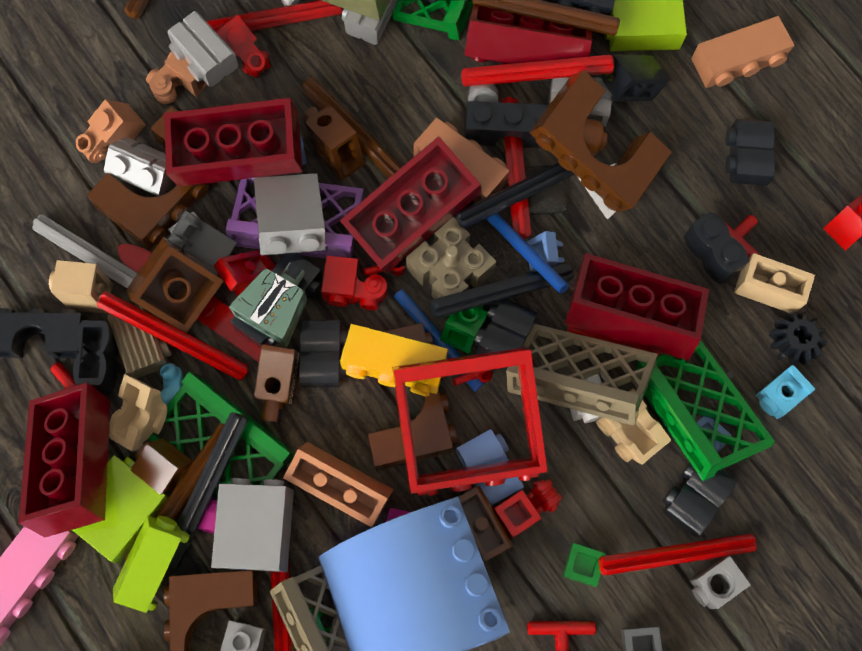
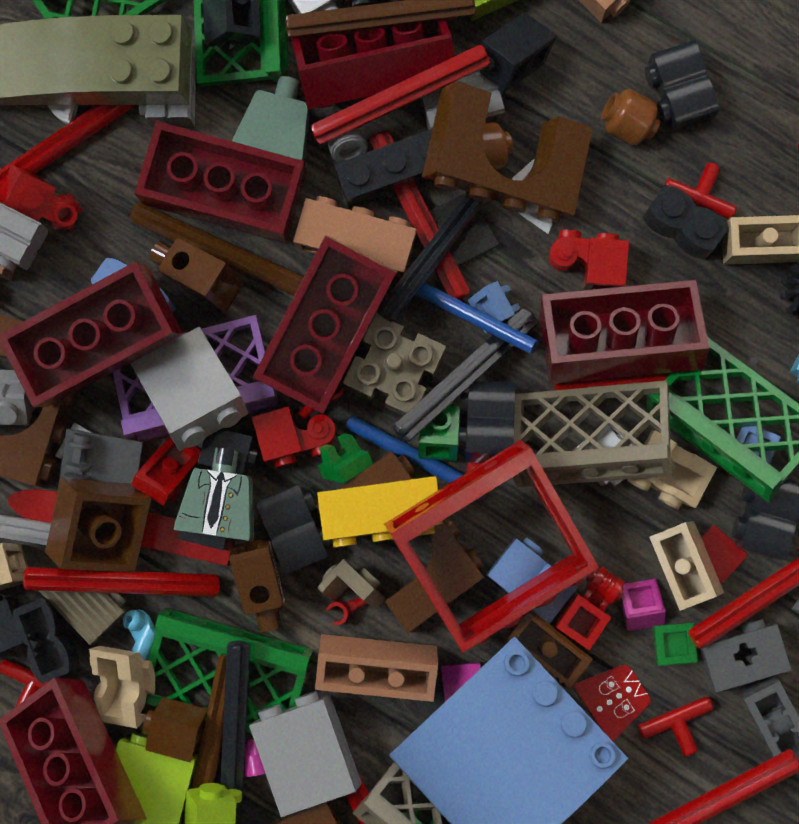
camera: 15 degrees left, 10 degrees up
(340, 431) = (348, 608): none -> red hand
(343, 405) = (344, 575): none -> dark tan bracket
(379, 84) = (221, 182): none -> dark red brick
(382, 319) = (345, 464): none -> green tile
(435, 64) = (277, 121): none -> sand green torso
(518, 591) = (614, 699): none -> red sticker
(569, 525) = (642, 605): none -> dark pink slope
(618, 505) = (686, 565): none -> tan brick
(640, 246) = (602, 258): none -> red brick
(646, 511) = (722, 553): none -> red sticker
(655, 604) = (765, 658): none -> dark grey brick
(703, 158) = (630, 117): none -> dark orange head

